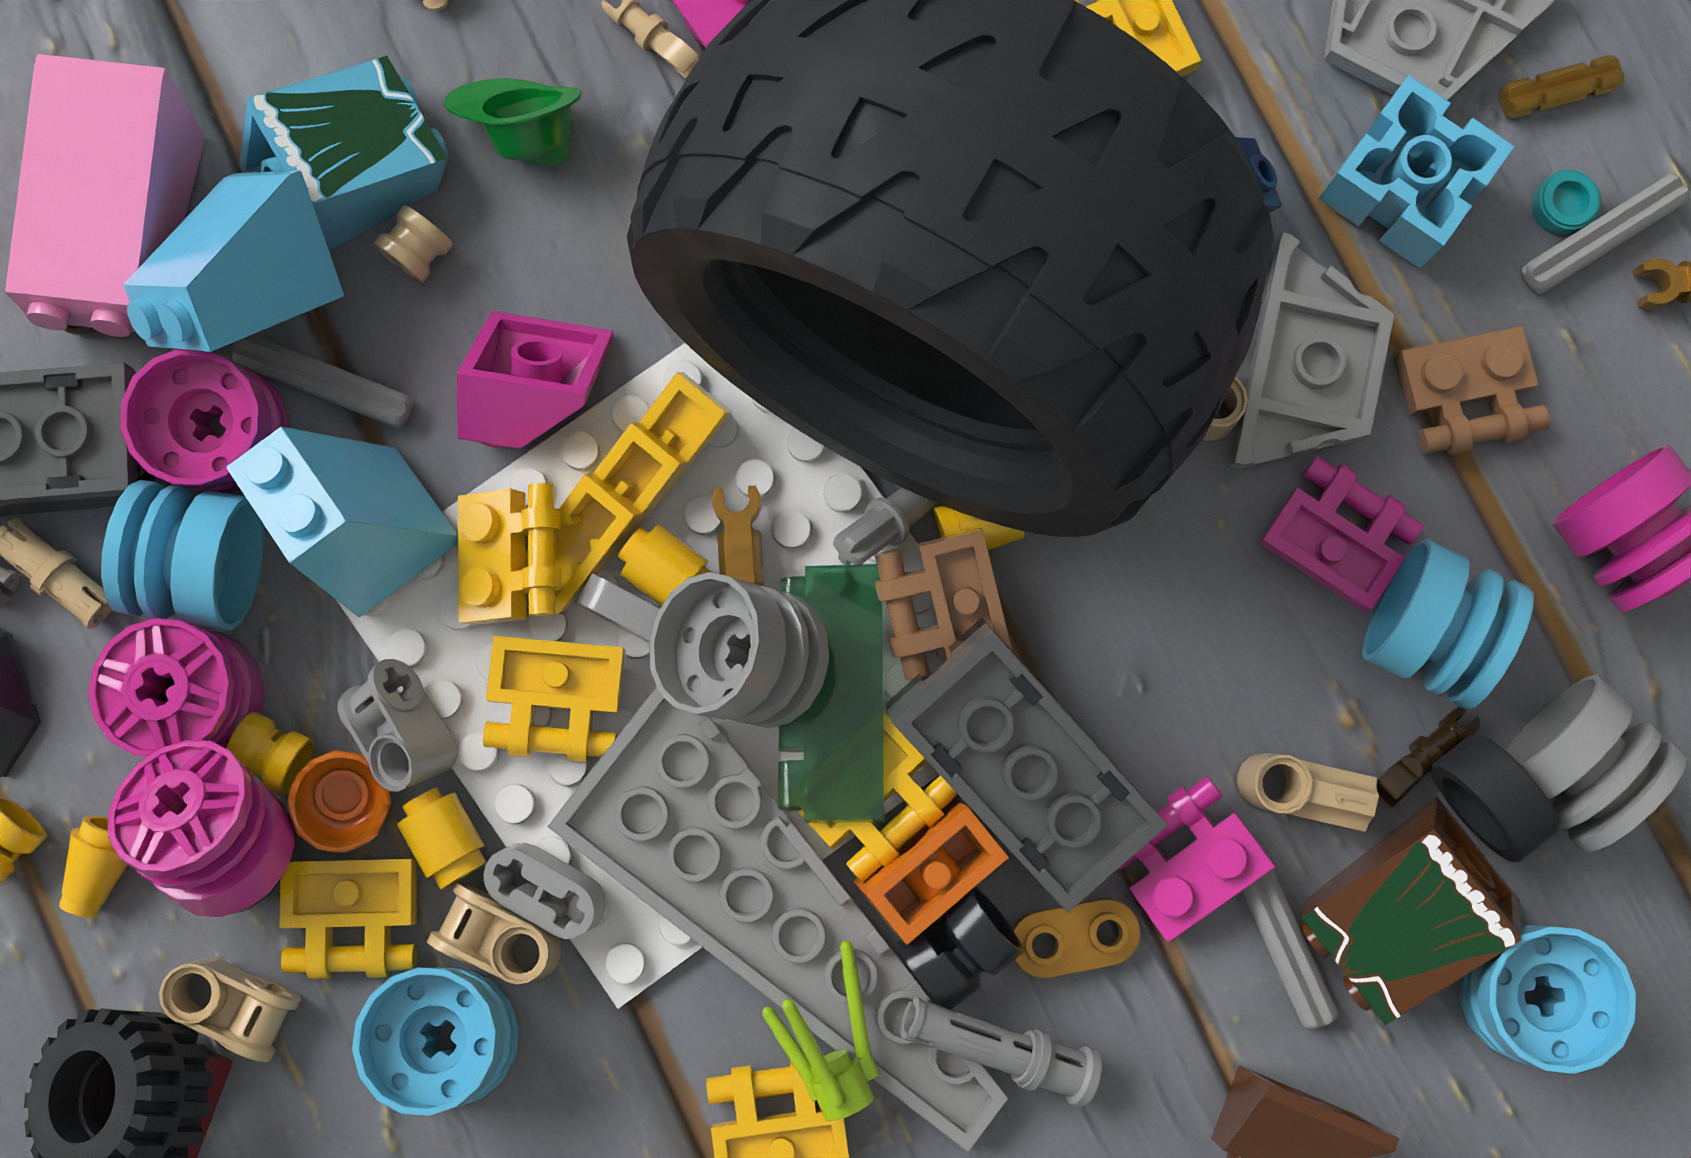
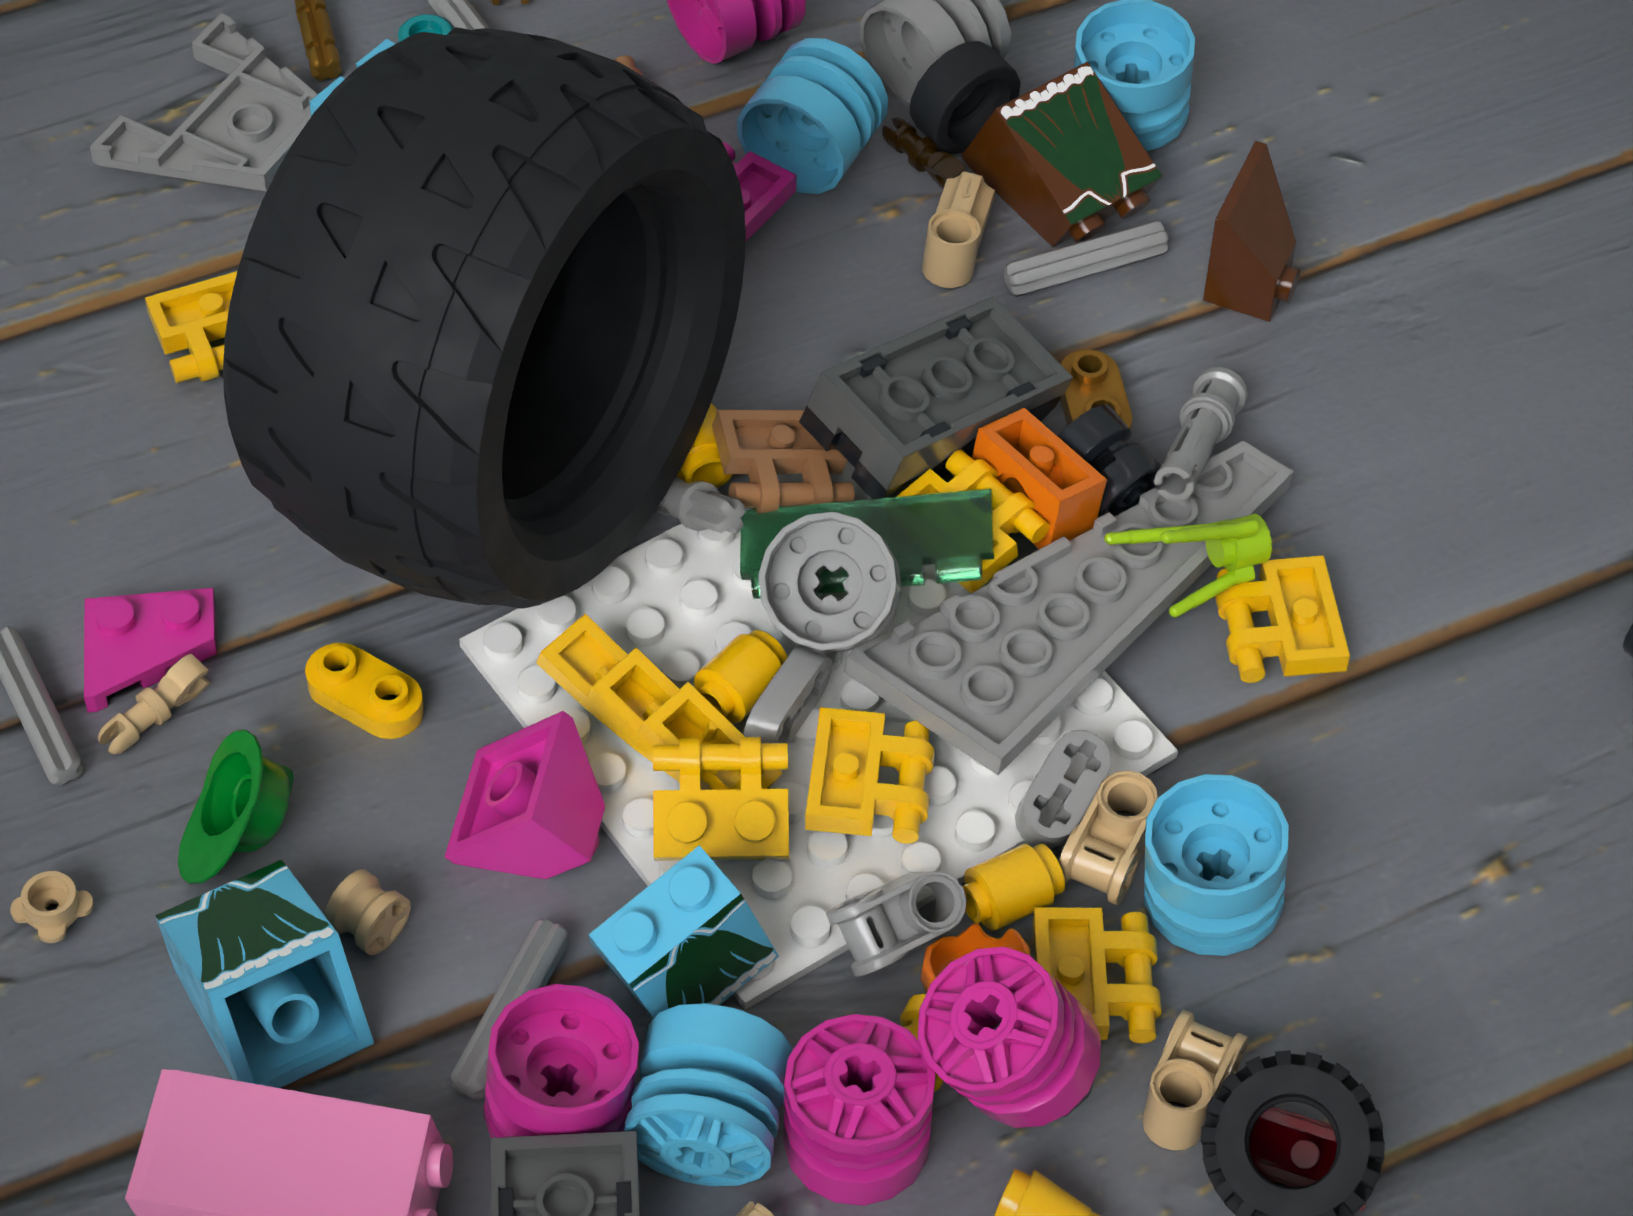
camera: 90 degrees left, 30 degrees down
(234, 266) = (391, 1016): medium azure slope -> none
(739, 544) = (712, 623): pearl gold bar -> none
(1205, 872) = (1033, 296): dark pink plate -> none

